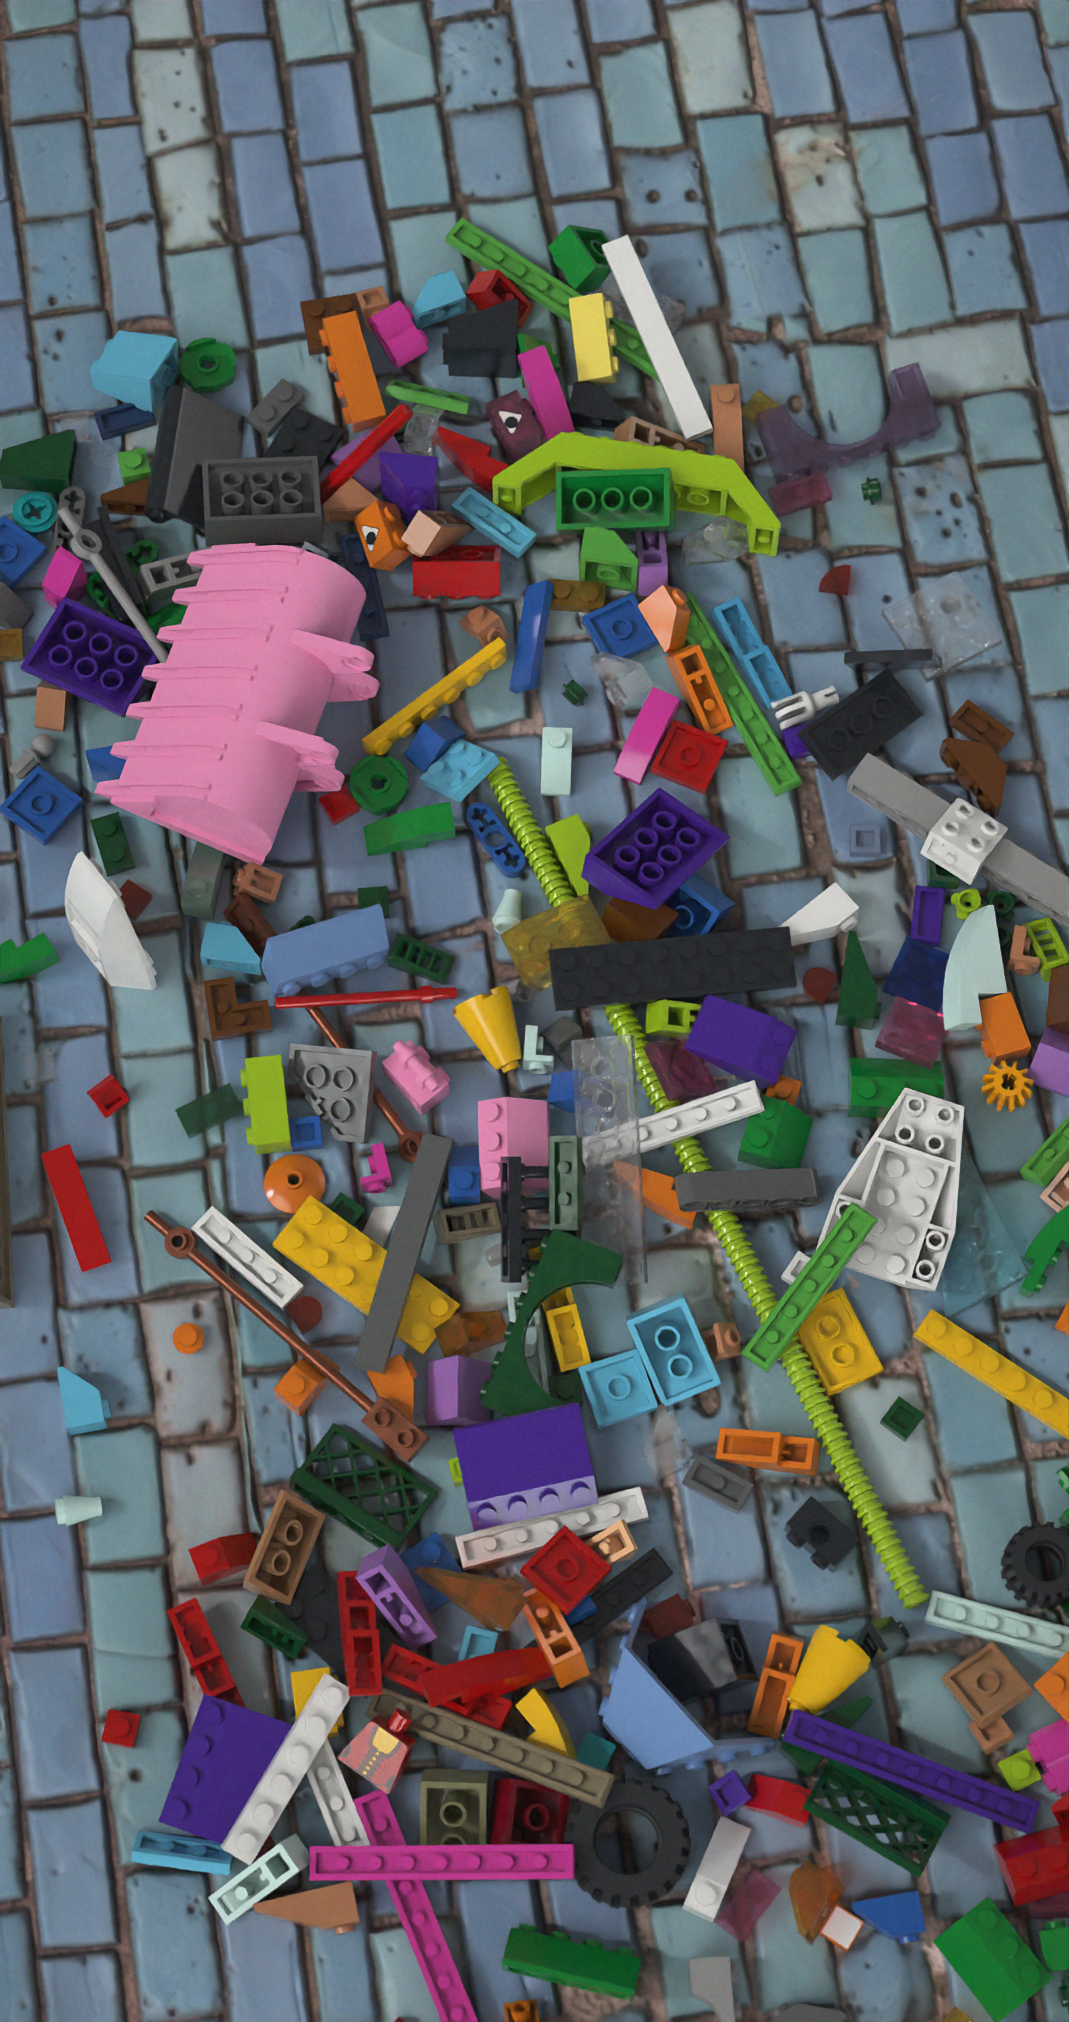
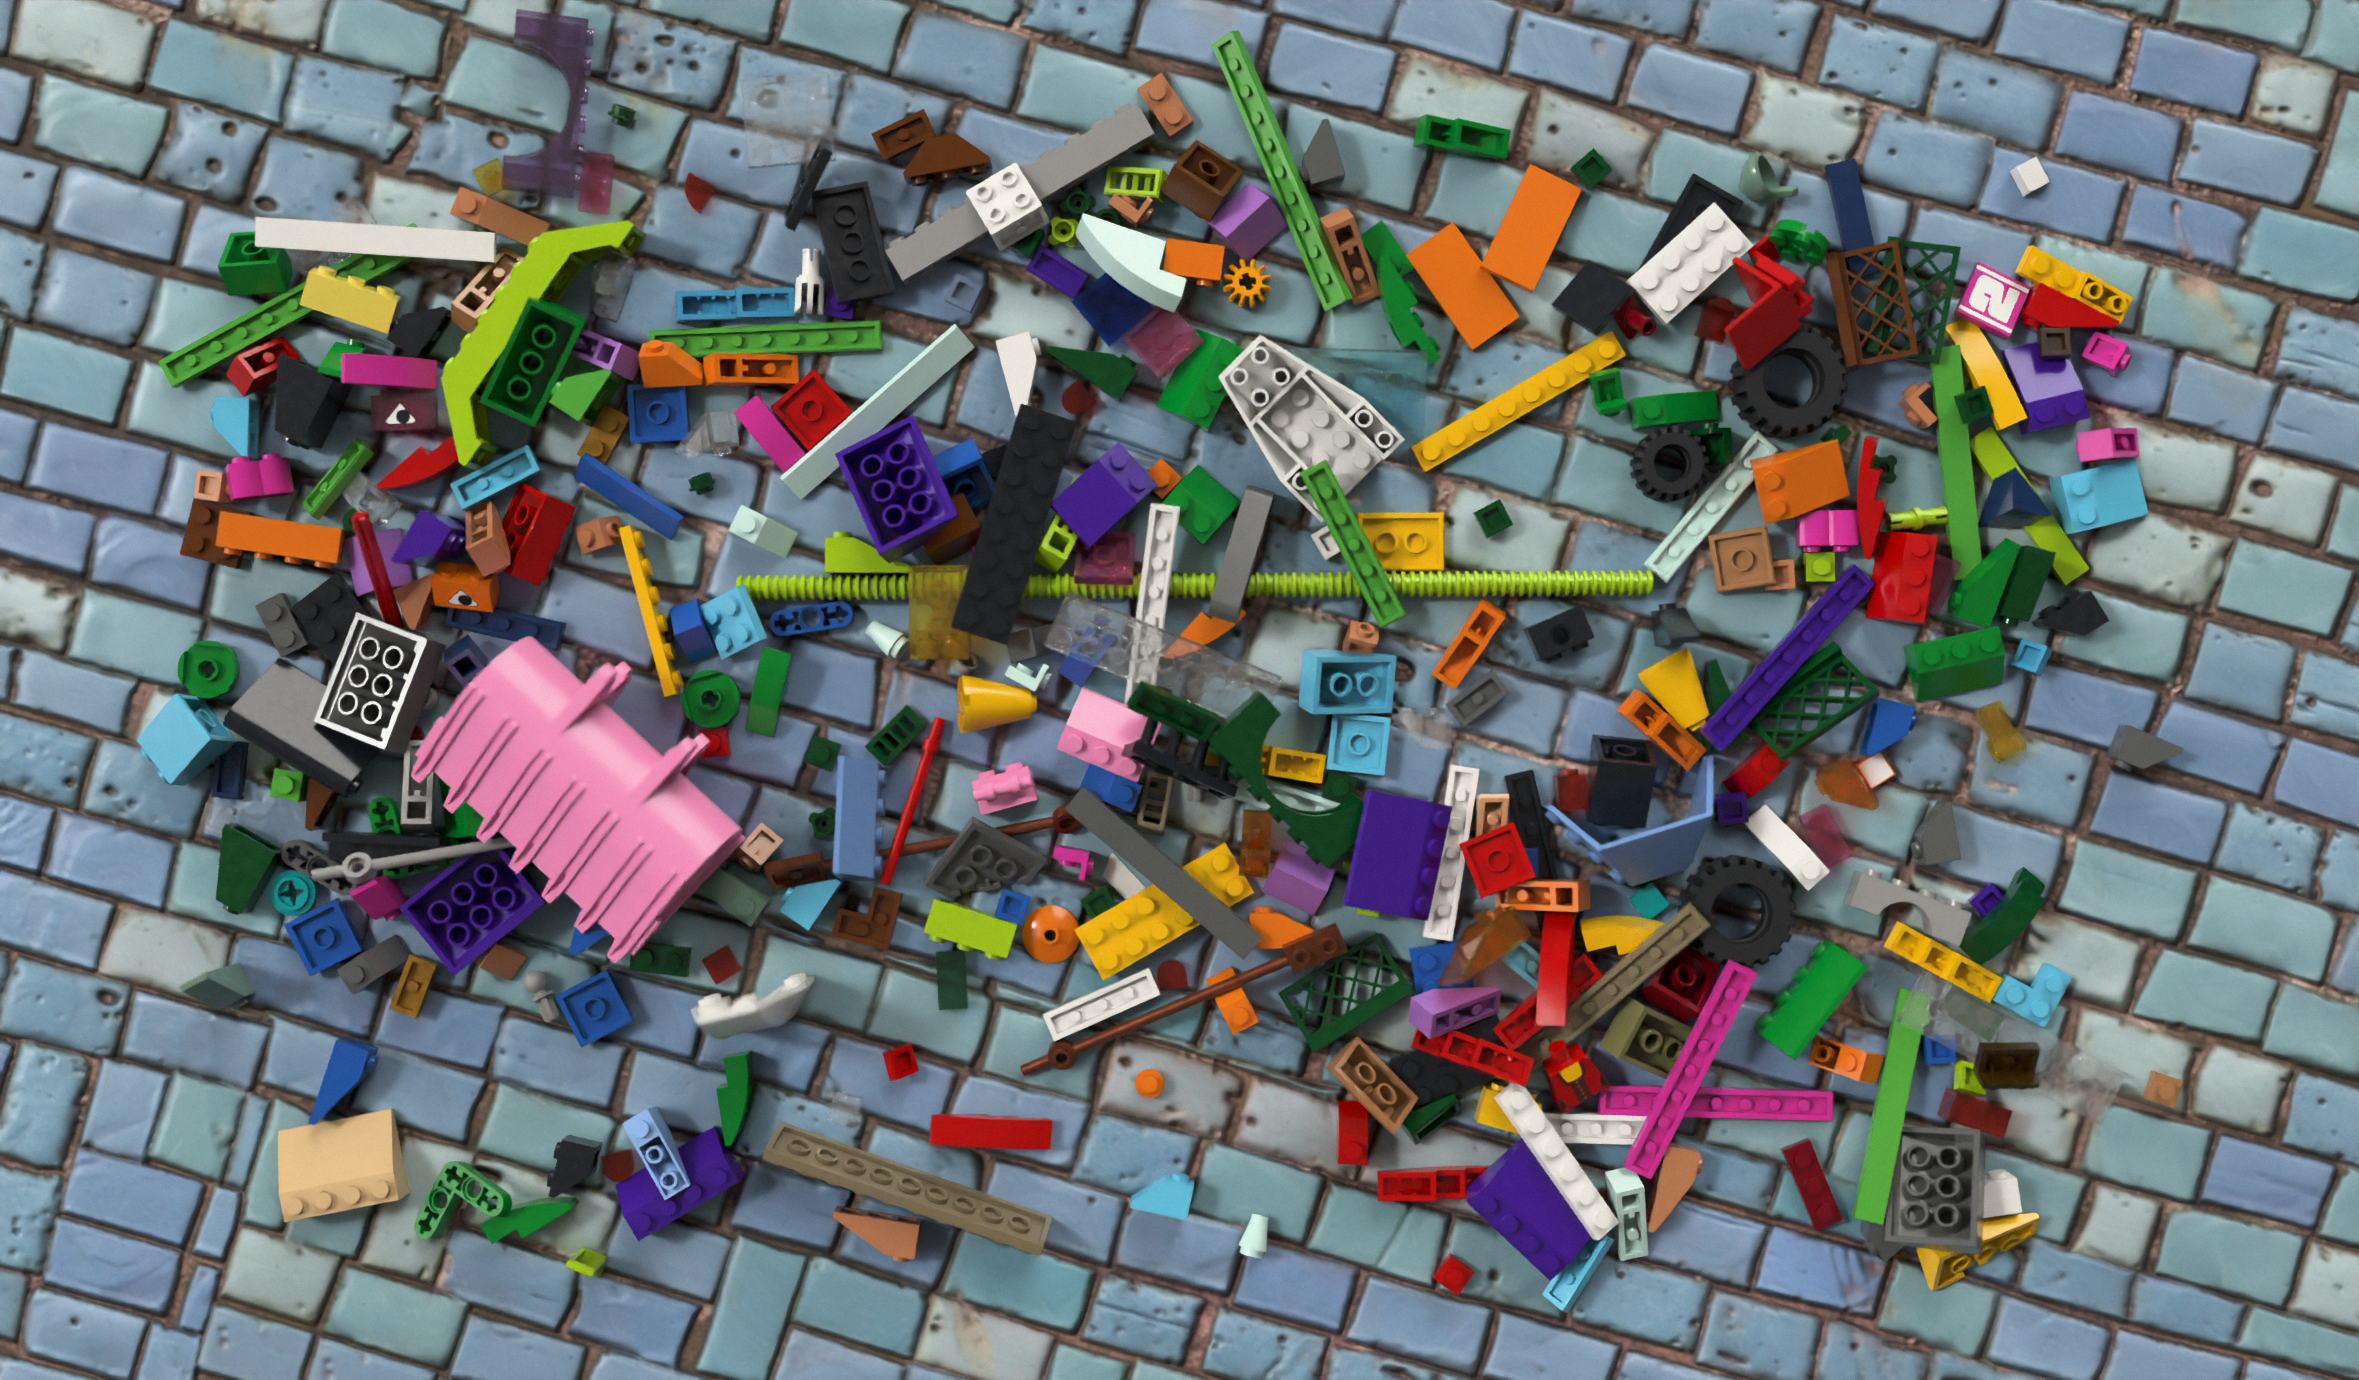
camera: 60 degrees left, 20 degrees up
(724, 815) = (878, 410): none -> light aqua tile

